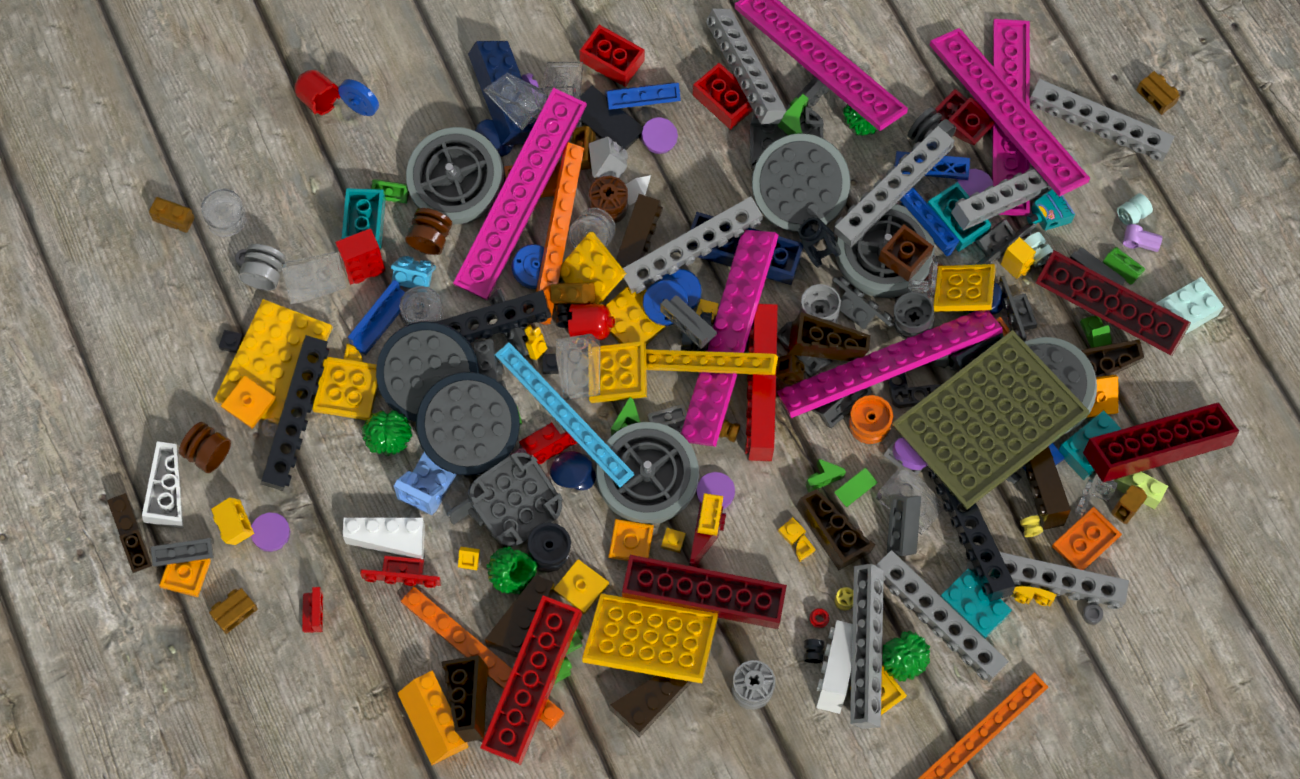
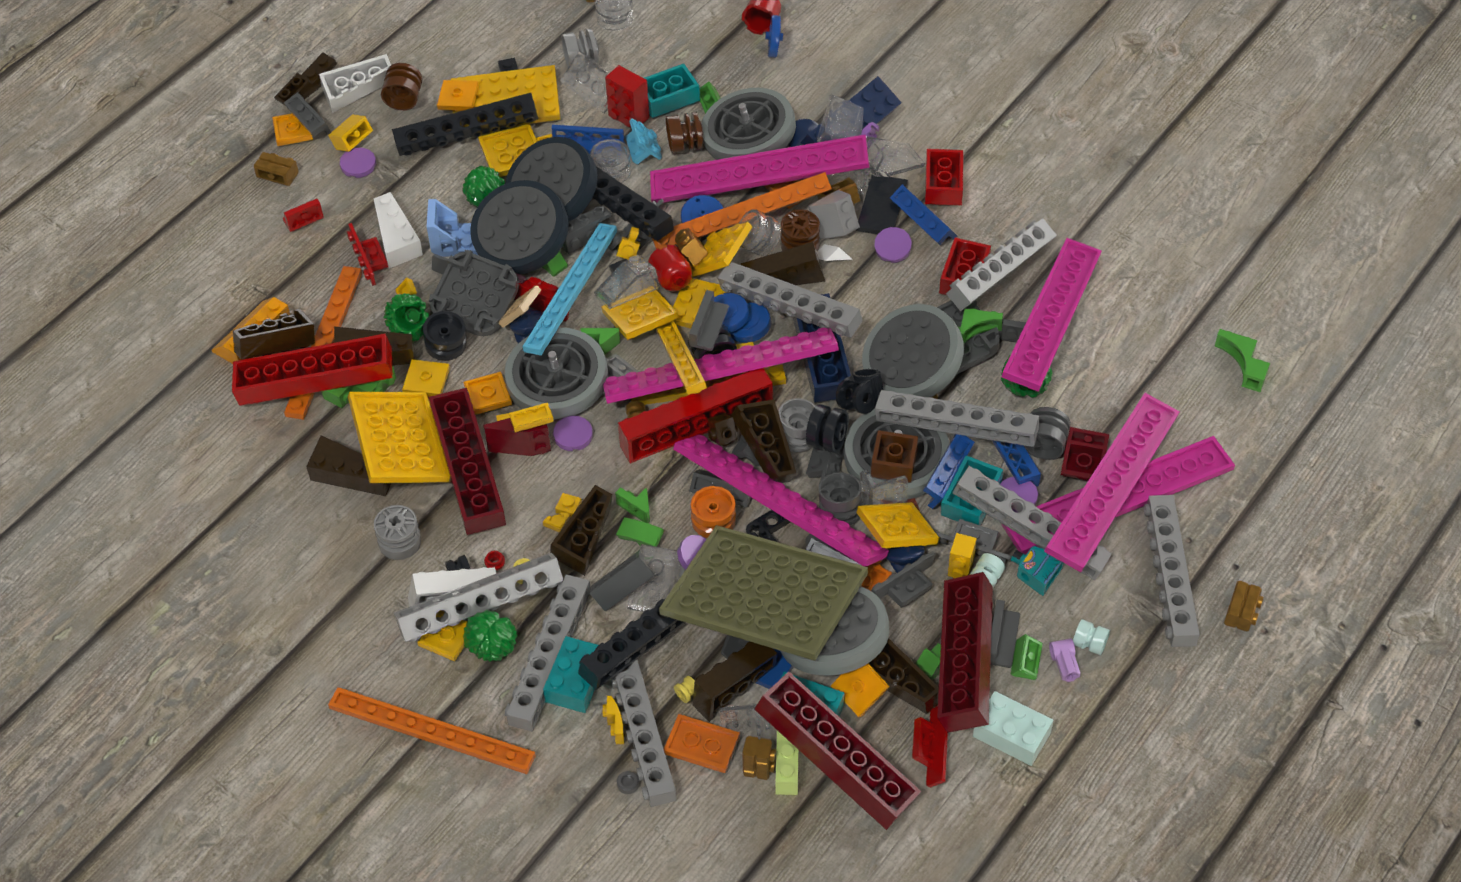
camera: 65 degrees right, 15 degrees down
(559, 467) = (519, 306): none -> tan plate
(850, 287) = (827, 428): none -> black wheel
(1172, 372) = (931, 747): none -> red bracket

